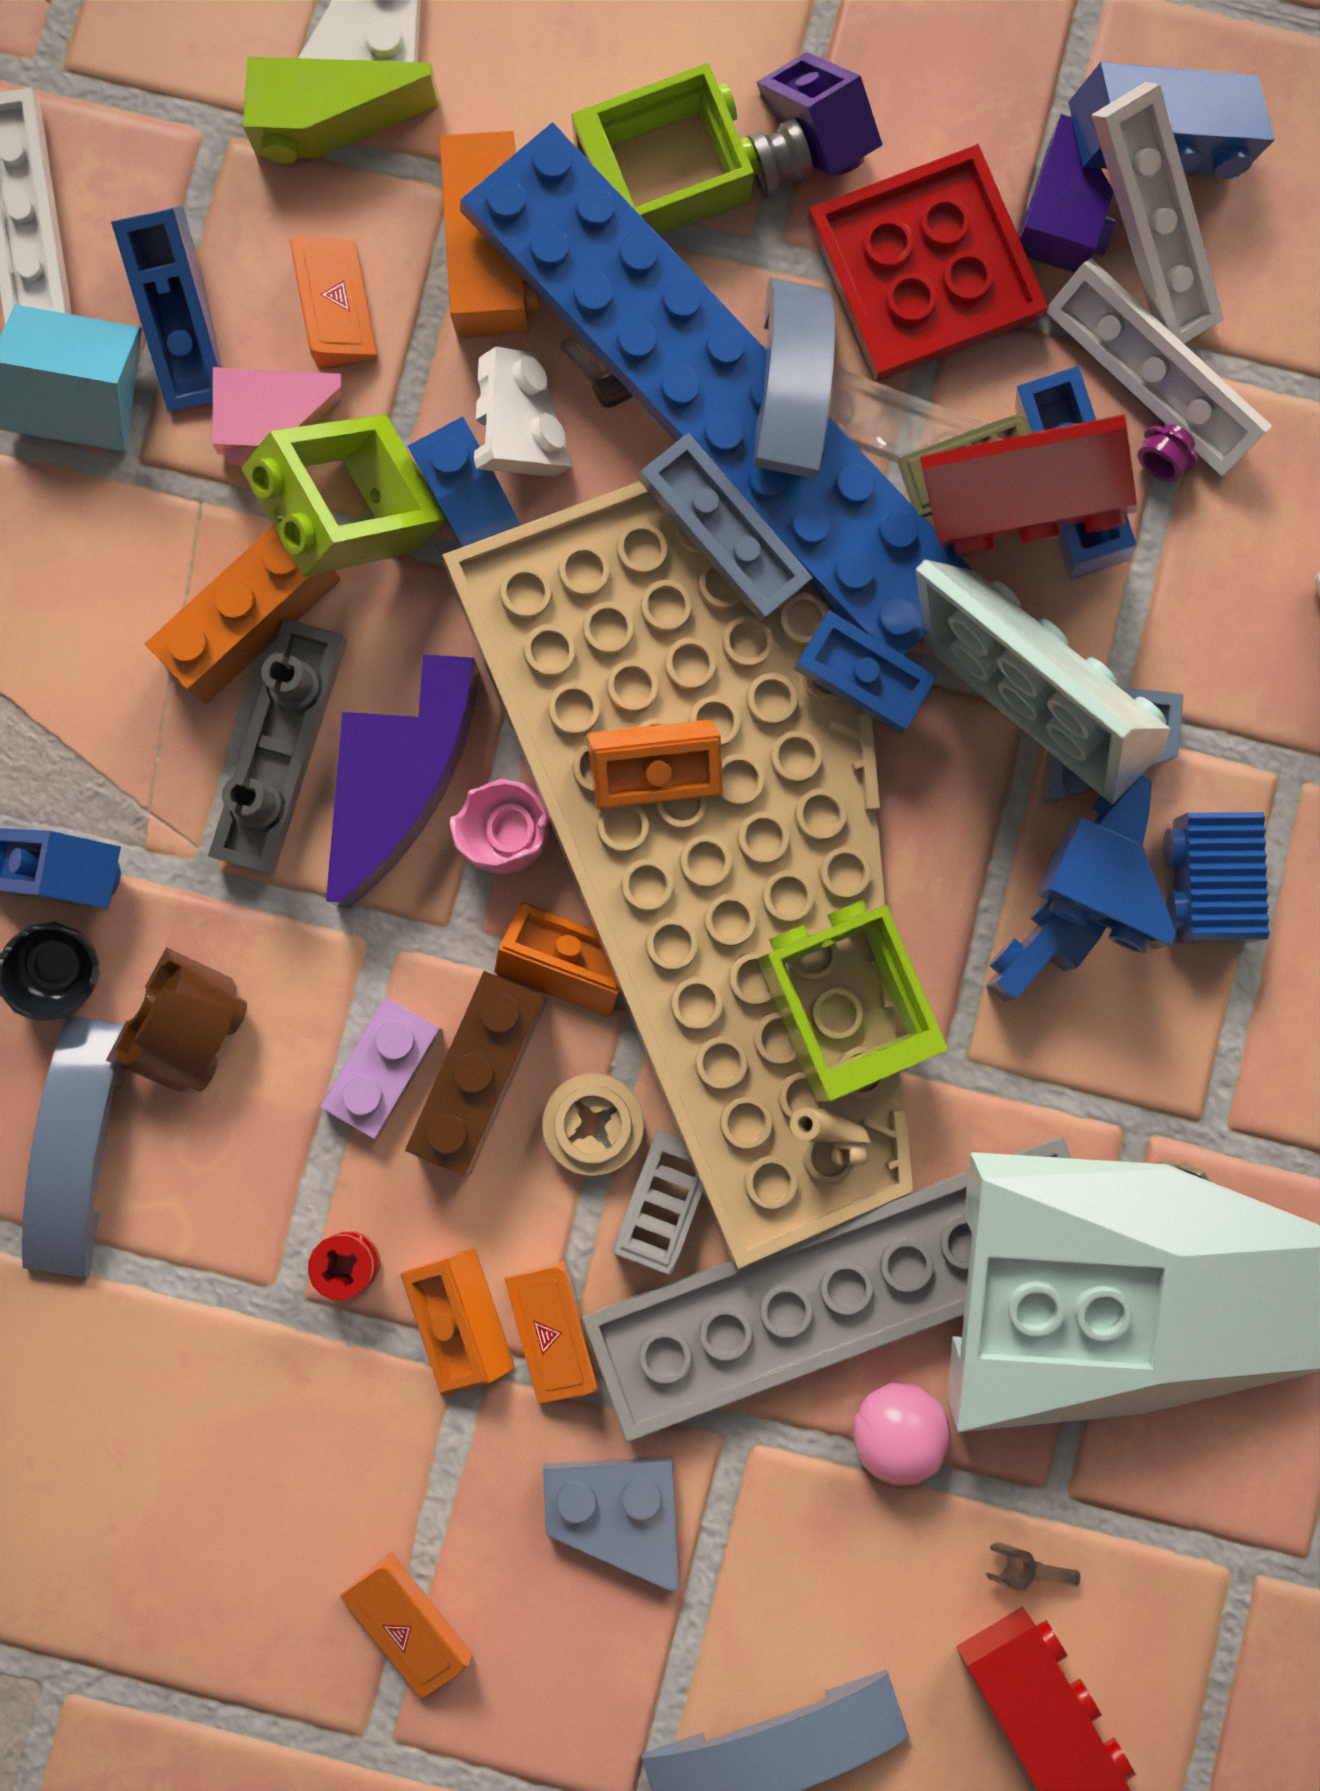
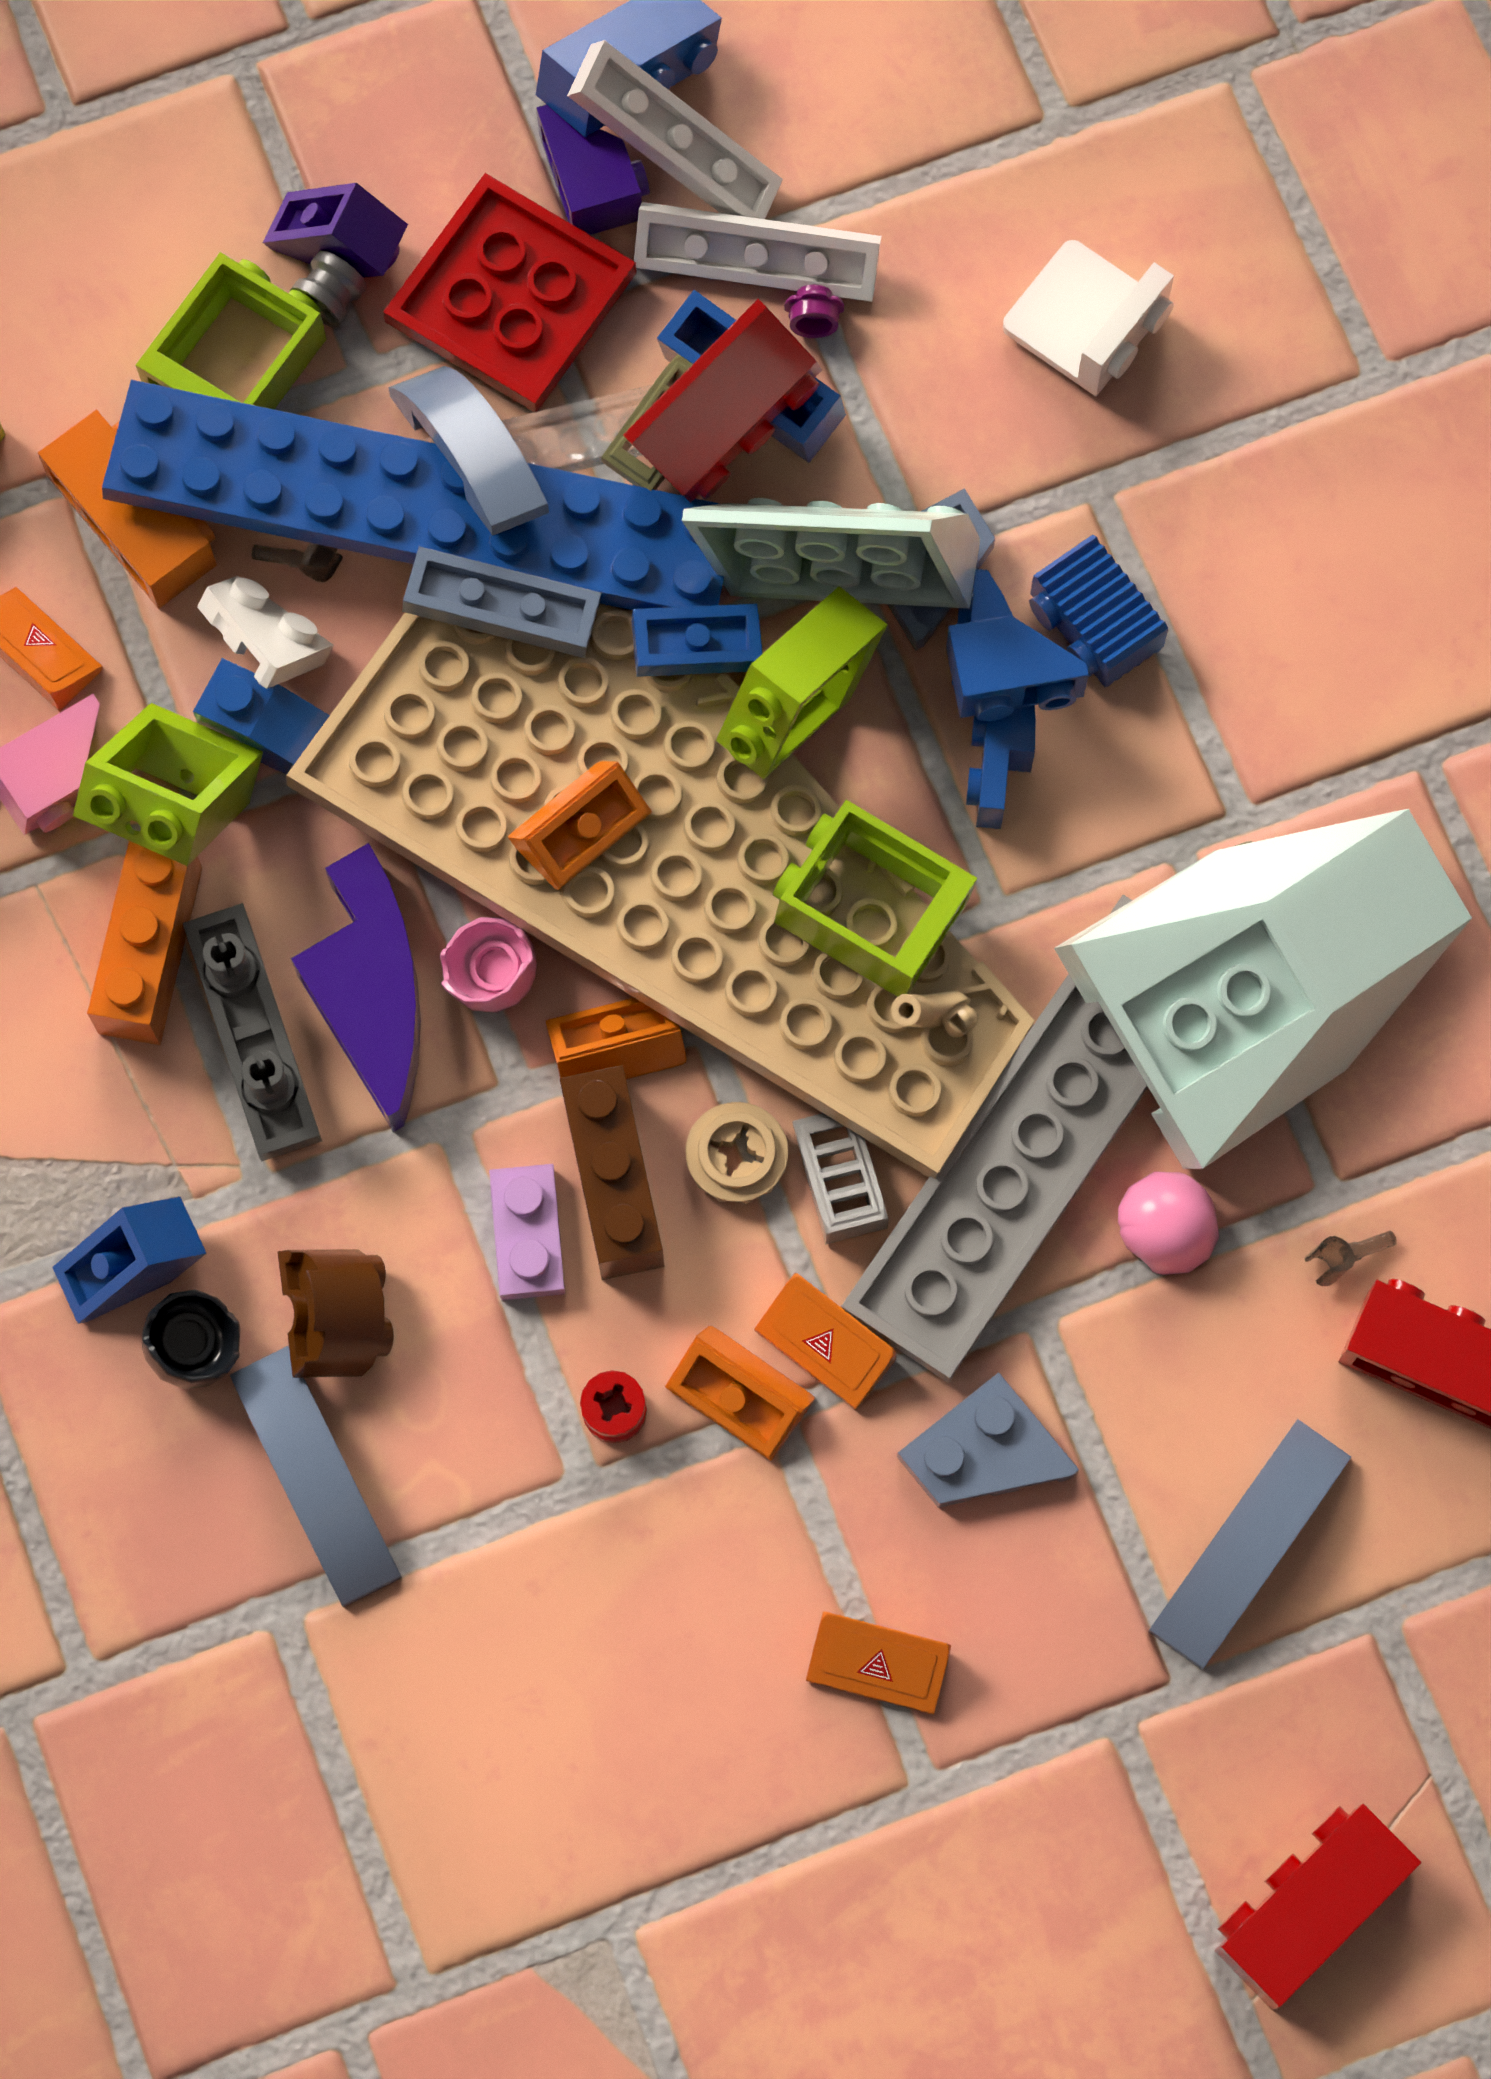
camera: 35 degrees left, 10 degrees down
(923, 772) = (800, 682): none -> lime window

